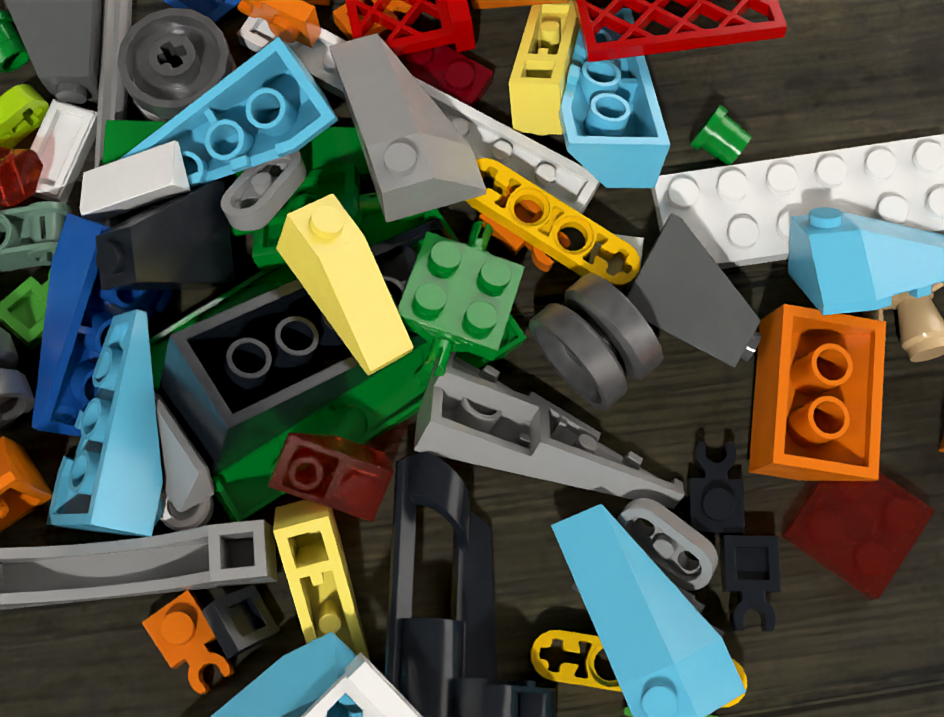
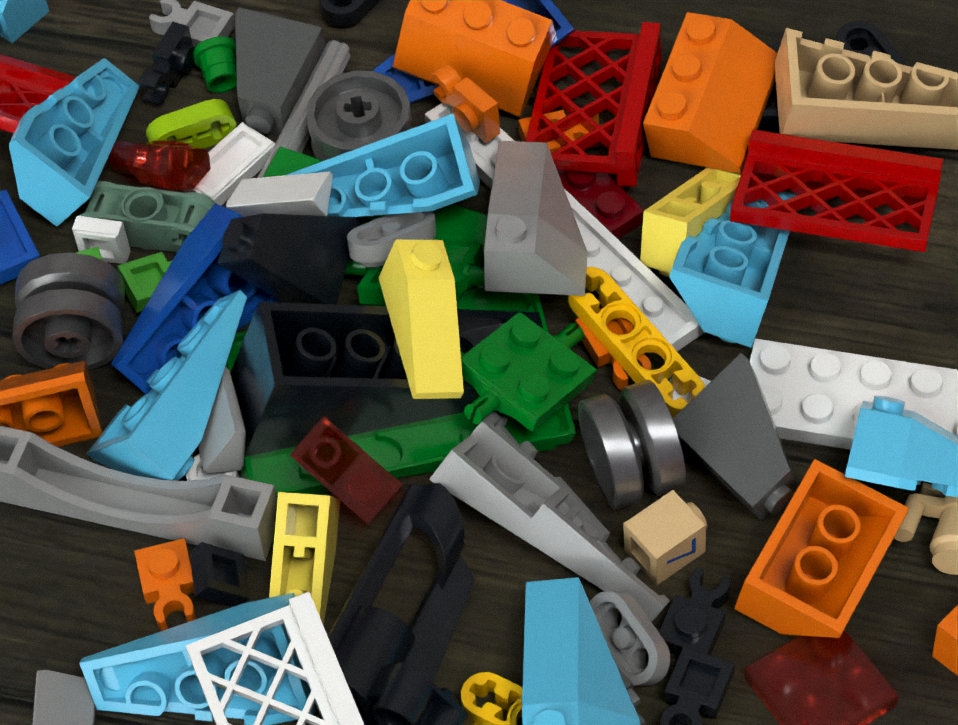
camera: 25 degrees right, 20 degrees down
(659, 420) = (665, 536): none -> tan brick
(721, 137) = (834, 322): green piece -> none

